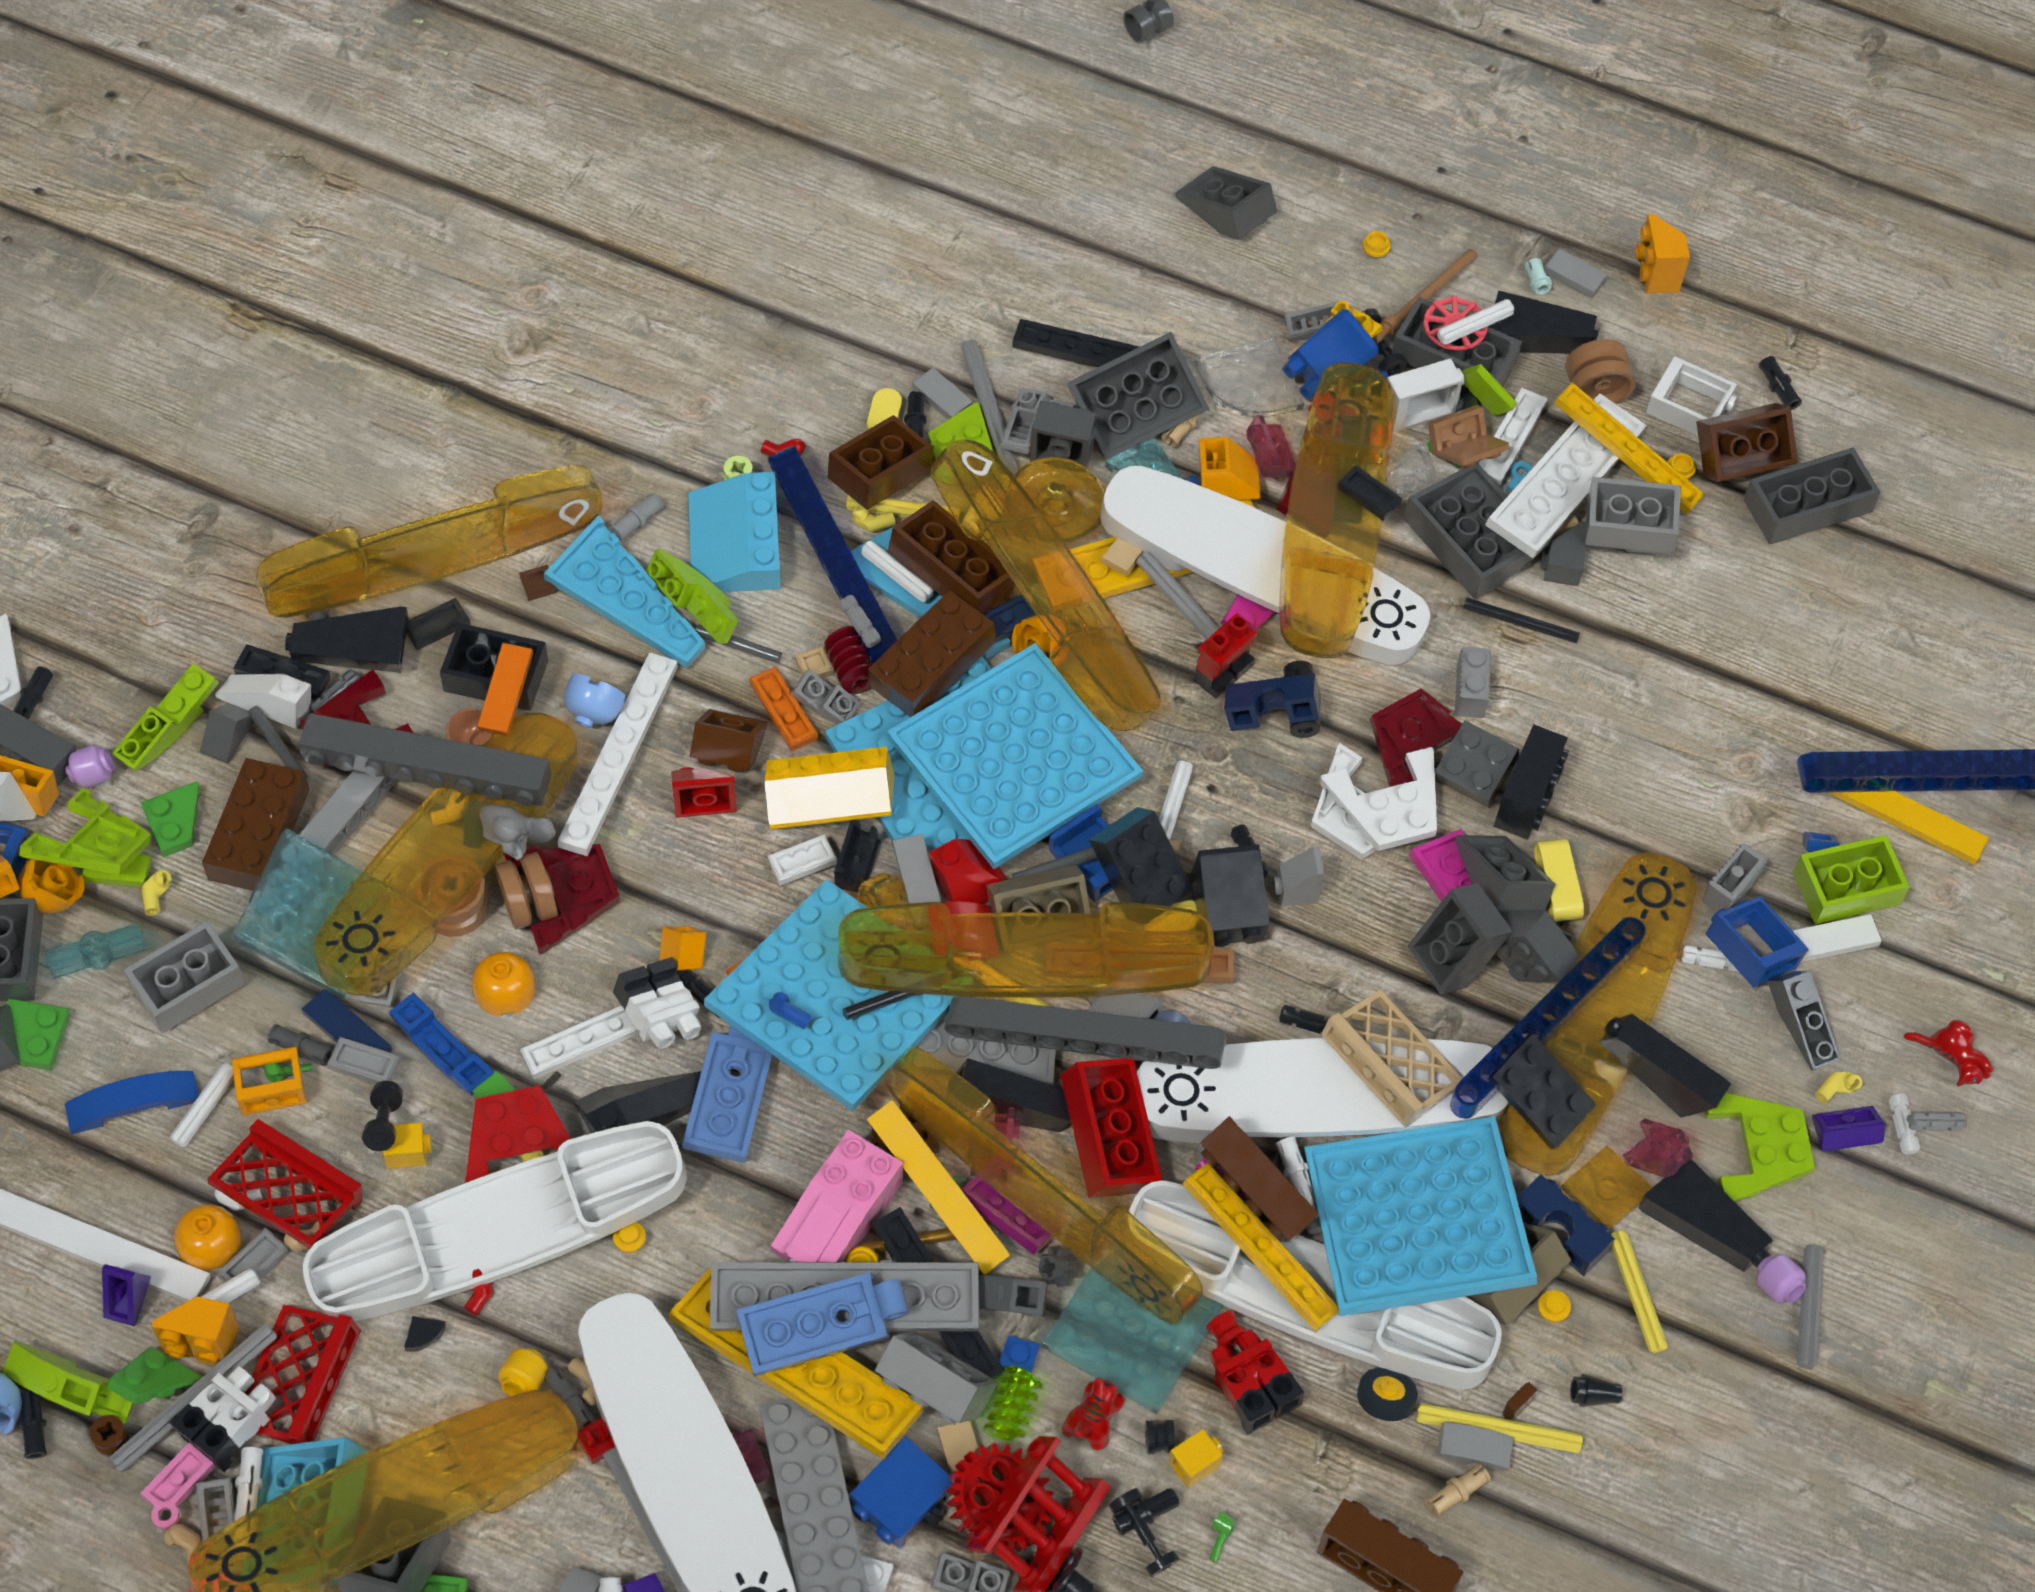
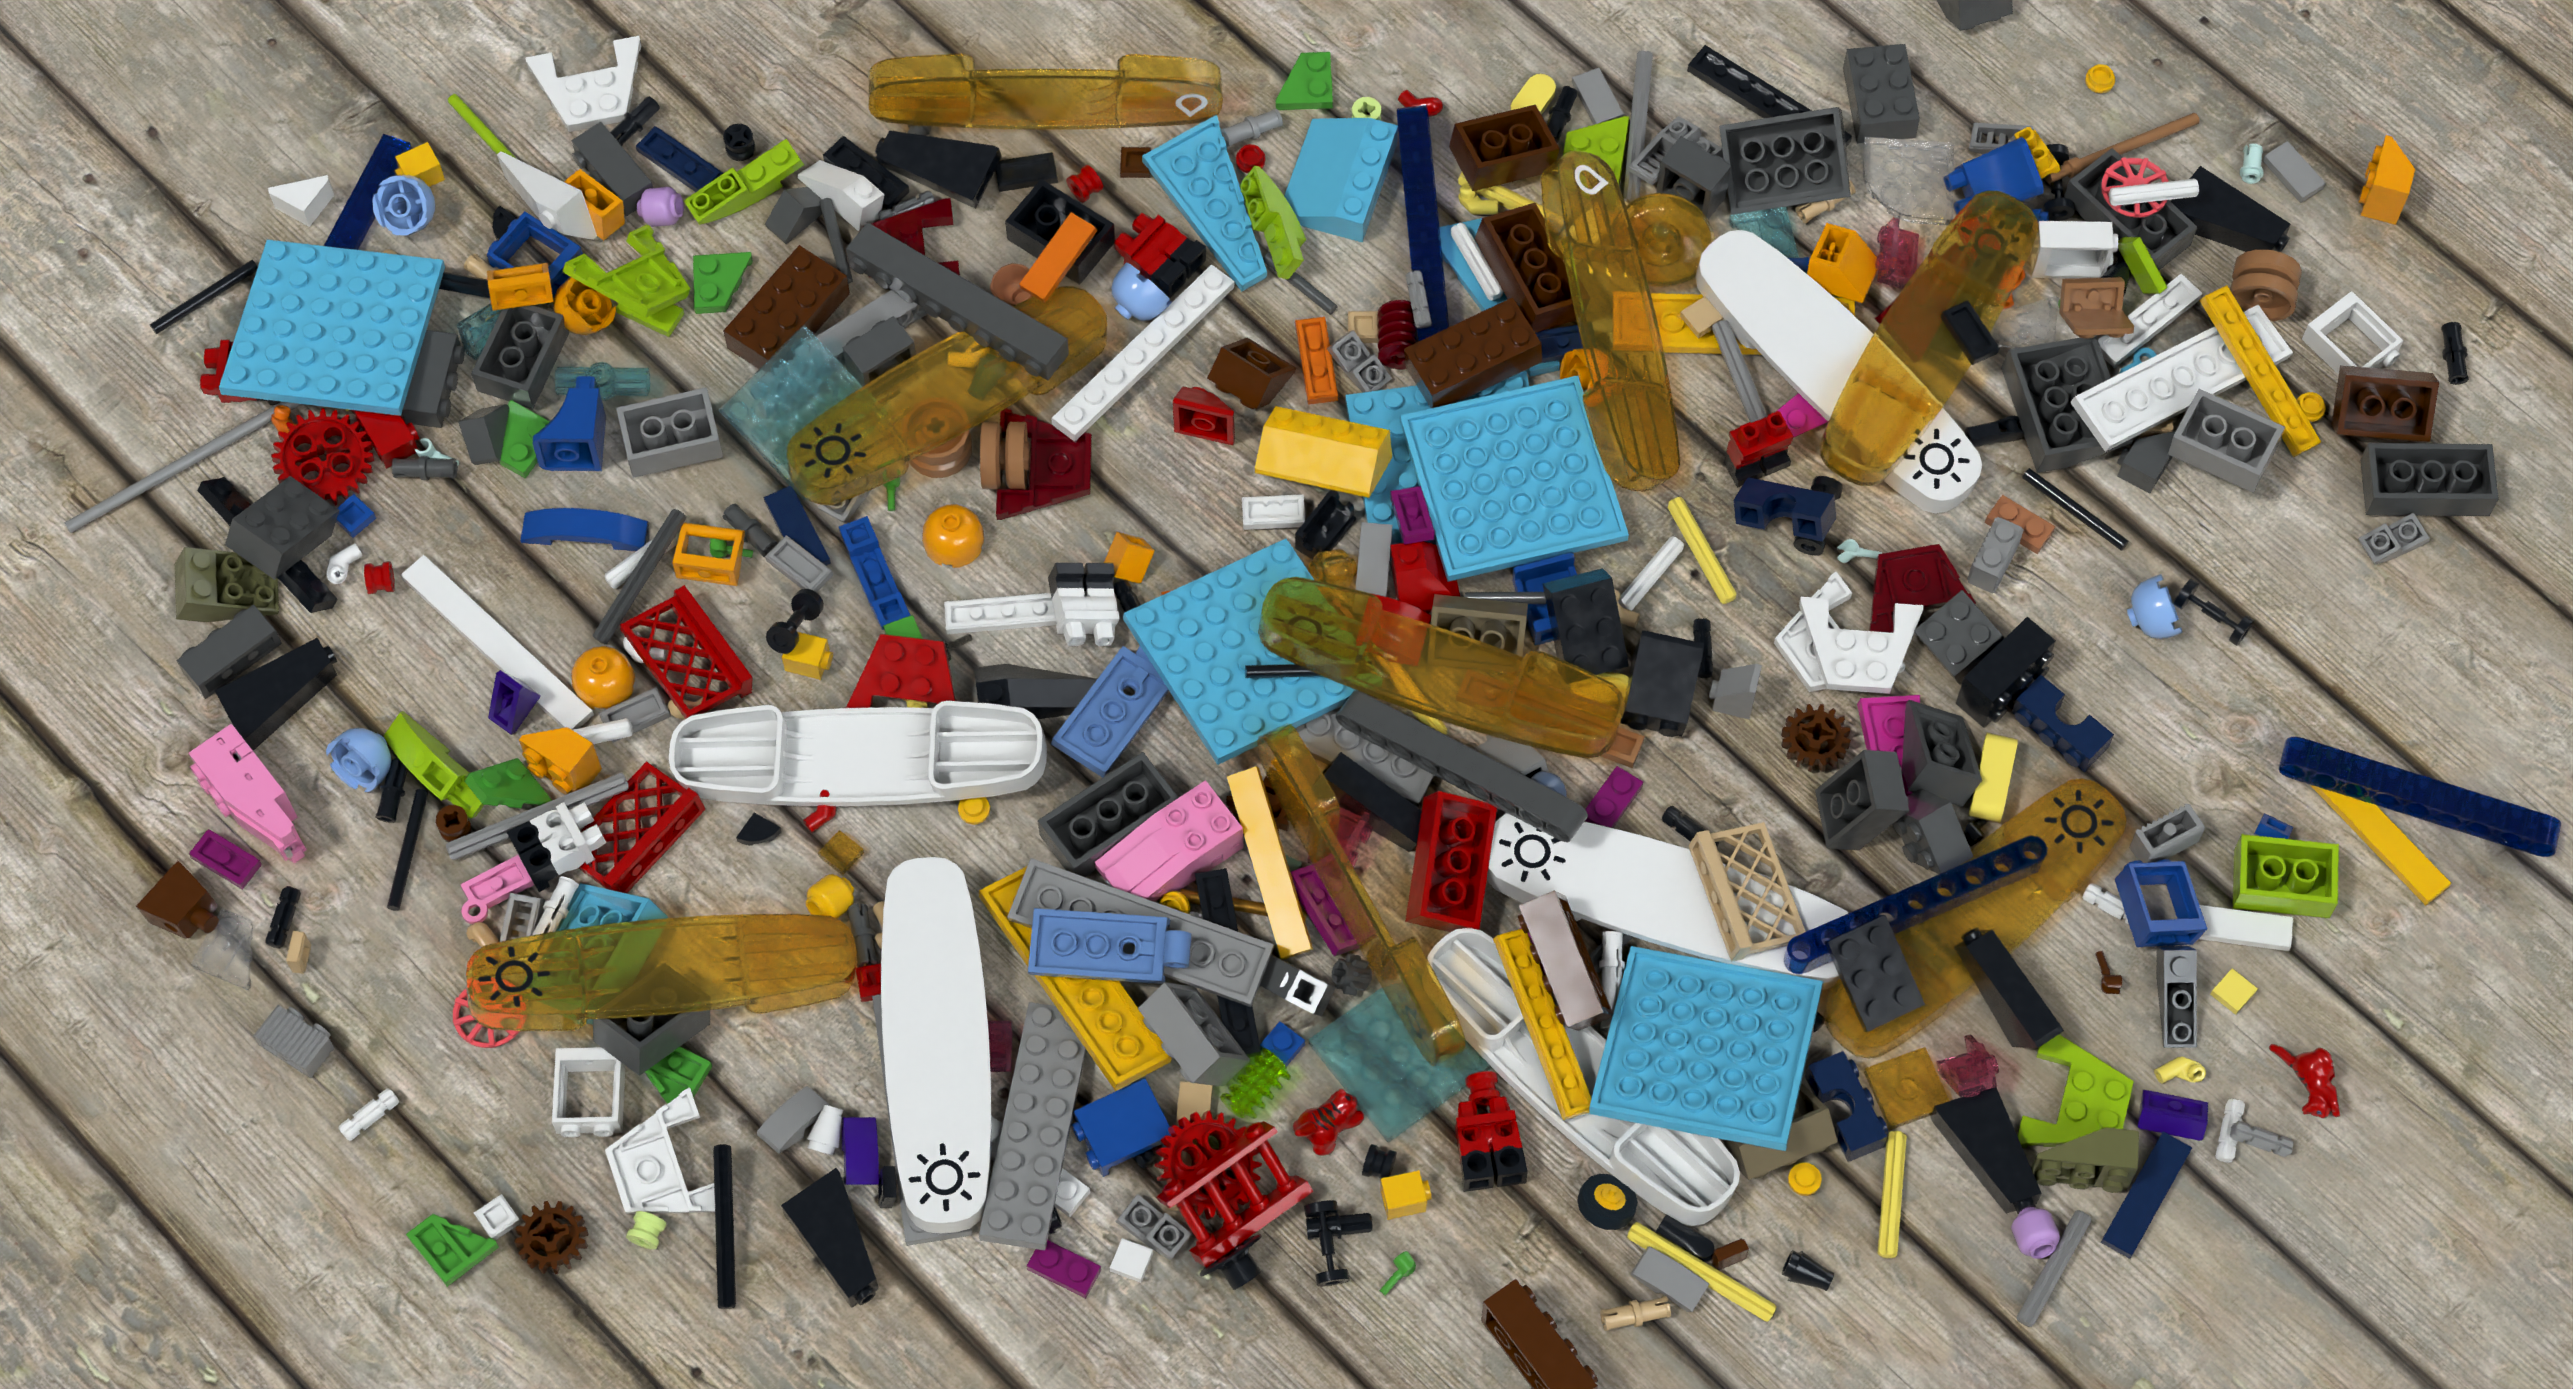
camera: 25 degrees right, 5 degrees up
(70, 1478) = (407, 850): none -> black bar
(89, 718) = (677, 159): none -> dark blue tile
(89, 1009) = (576, 433): none -> blue hips
(140, 675) = (737, 135): none -> black wheel
(153, 890) = (675, 341): light yellow arm -> none
(207, 1126) = (639, 576): none -> dark grey axle
(365, 831) = (878, 350): none -> dark grey brick
(424, 960) = (891, 489): none -> bright green hand
(499, 615) = (1084, 183): none -> red wheel
(511, 829) = (1008, 393): light grey head -> none
(514, 1325) = (841, 852): none -> clear yellow tile
(597, 654) = (1161, 253): none -> red hips
(644, 545) = (1250, 156): none -> red plate
(672, 462) = (1308, 84): none -> bright green wing
(762, 1197) = (1104, 814): none -> dark grey brick
(781, 1007) = (1188, 645): blue arm -> none
(937, 818) = (1412, 515): none -> magenta plate
(1194, 312) = (1881, 92): none -> dark grey brick
(1210, 764) = (1702, 550): none -> light yellow axle
(1230, 1012) = (1613, 798): none -> magenta plate
(1343, 720) = (1852, 549): none -> light aqua hand
(1386, 898) = (1800, 740): none -> reddish brown gear
(1420, 577) = (1990, 432): none -> black bar
(1473, 1402) = (1686, 1239): none -> black bar
(1499, 647) = (2036, 529): none -> nougat plate
(1573, 809) = (2078, 743): none -> dark blue arch
(1632, 683) = (2153, 609): none -> light blue cylinder
(1682, 670) = (2213, 612): none -> black wheel
(1740, 1029) = (2109, 983): none -> reddish brown hand
(1803, 557) = (2394, 540): none -> light grey slope
(1810, 1192) = (2096, 1160): none -> olive slope
(1850, 998) = (2234, 991): none -> light yellow tile
(1859, 1209) = (2146, 1195): none -> dark blue tile

